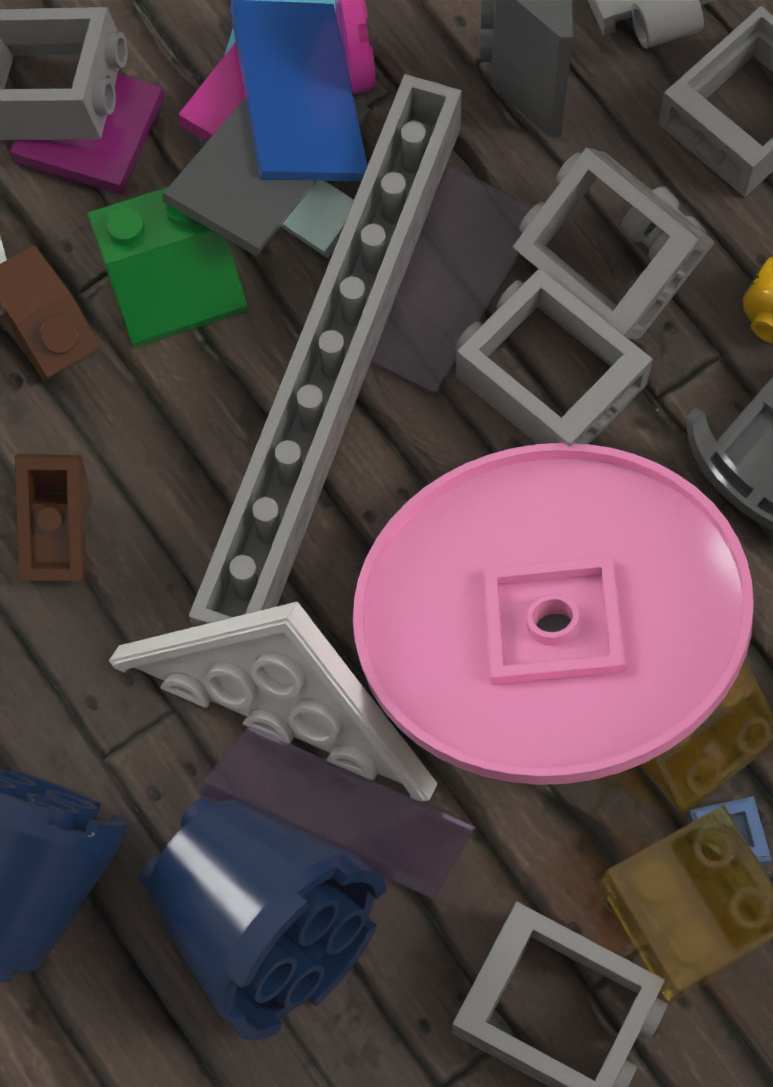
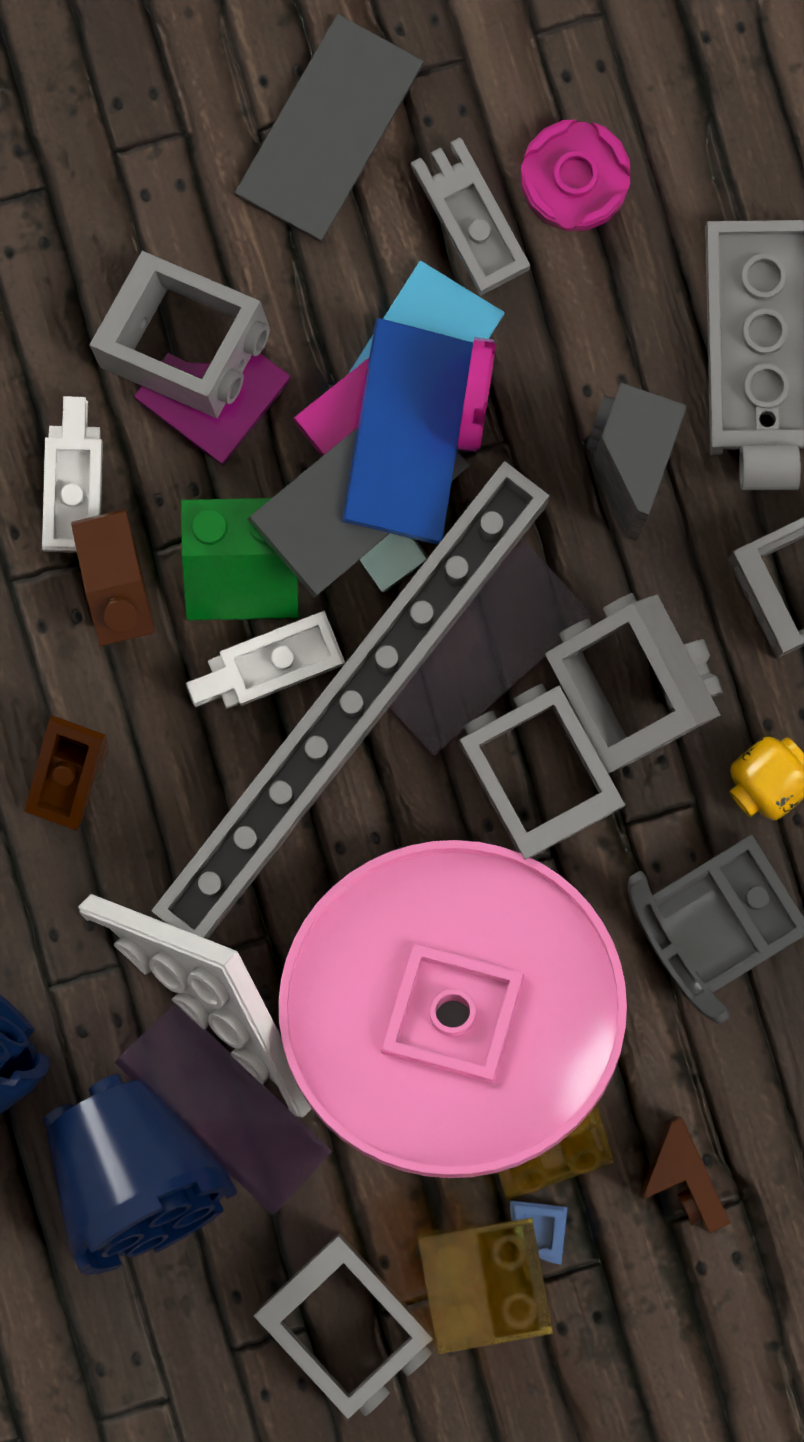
camera: 15 degrees right, 15 degrees up
(229, 355) = (269, 663): none -> white hinge

